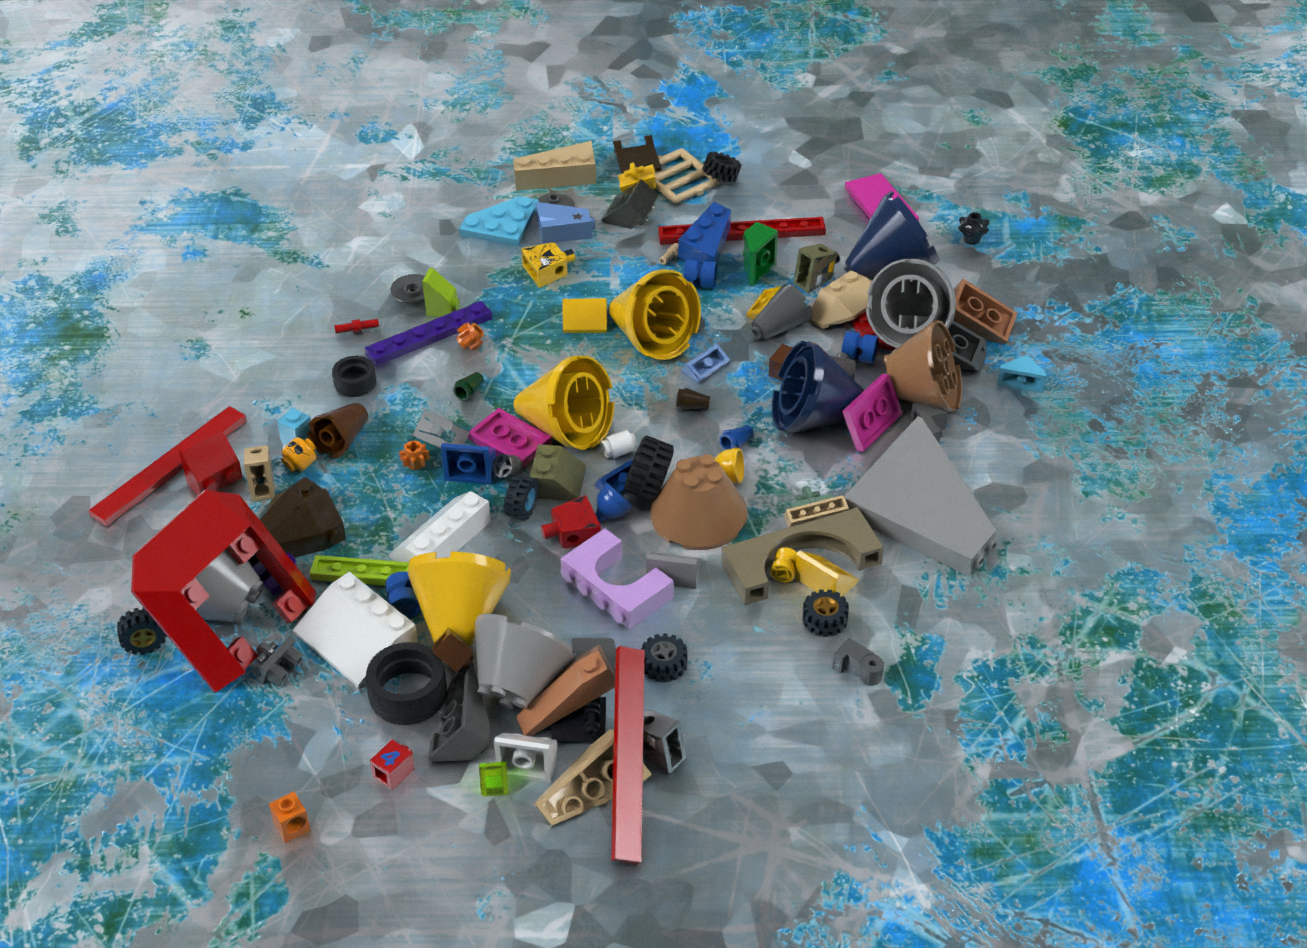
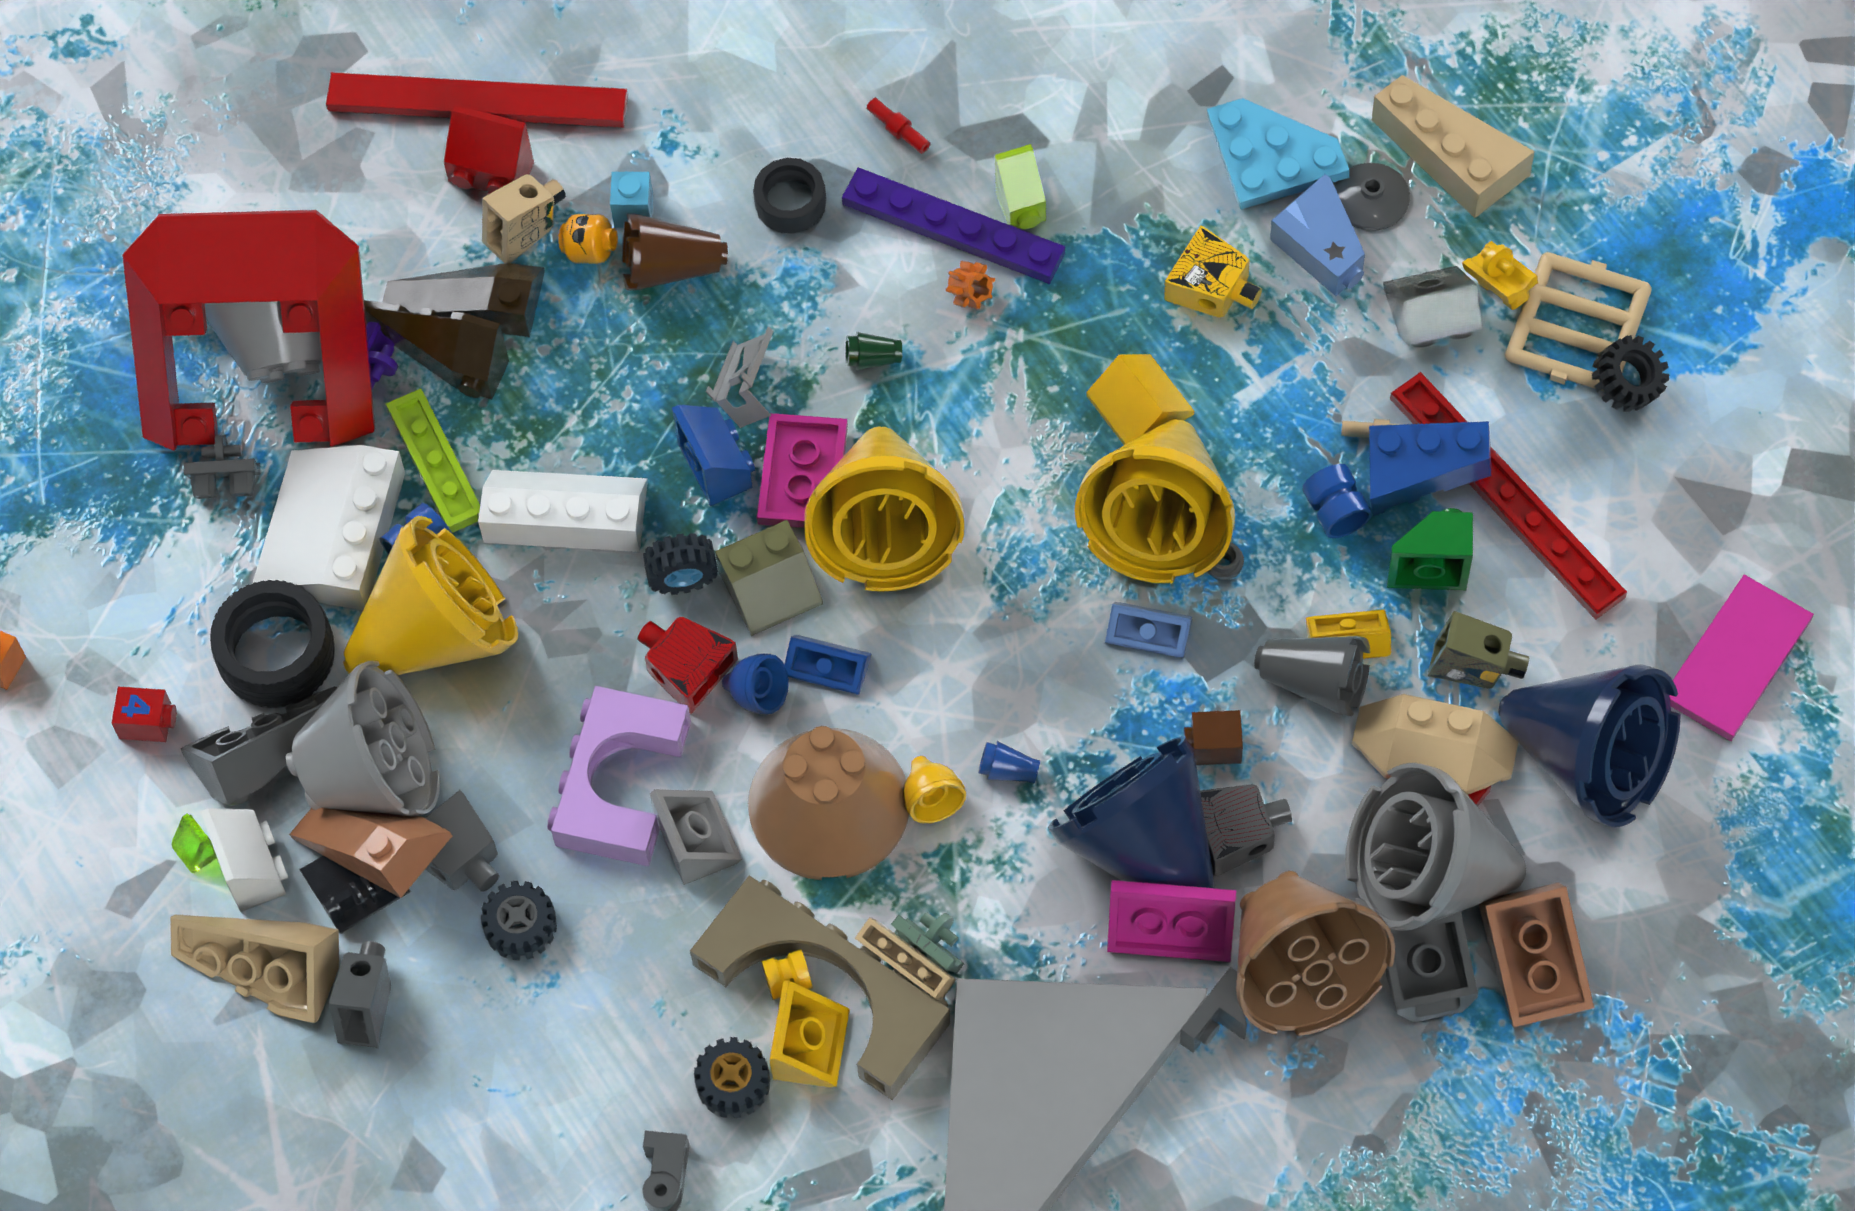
camera: 60 degrees right, 20 degrees up
(408, 288) = (1019, 128): dark grey dish -> none
(414, 455) = (684, 377): orange gear -> none
(453, 650) = (334, 659): reddish brown brick -> none
(501, 466) = (737, 506): dark grey wheel -> none
(619, 444) = (884, 618): white brick -> none
(628, 756) = (291, 977): tile -> none
(641, 155) = (1566, 240): dark brown flag -> none
(649, 468) = (830, 690): black tyre -> none
(691, 399) = (1046, 656): dark brown cone -> none
(860, 347) = (1322, 816): blue wheel -> none
(973, 228) = (1756, 831): black rock -> none
(1022, 374) = (1434, 1088): medium azure slope -> none

